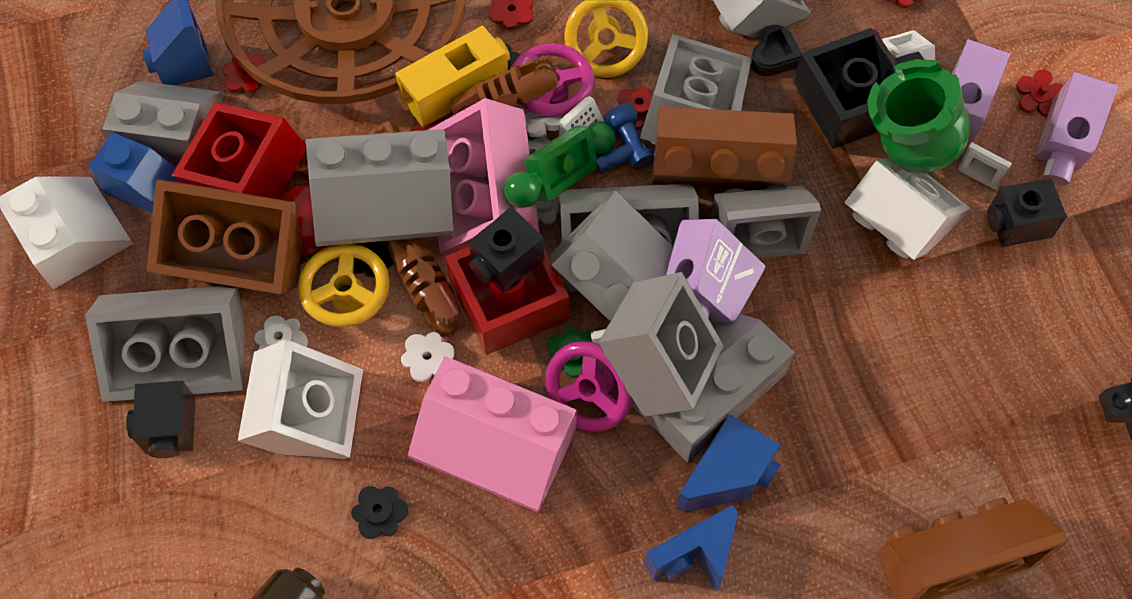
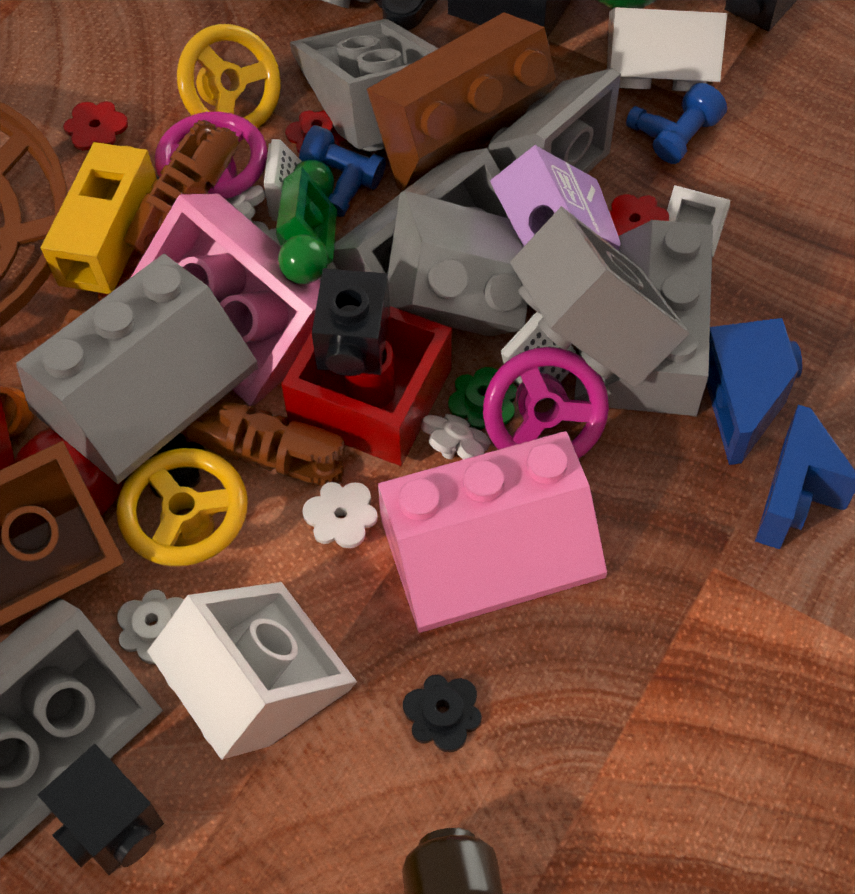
camera: 40 degrees left, 5 degrees down
(528, 362) = (454, 435): none -> white plant
(772, 301) = (631, 212): none -> red plant
(810, 339) = (699, 208): none -> white slope
(852, 273) = (701, 107): none -> blue piece

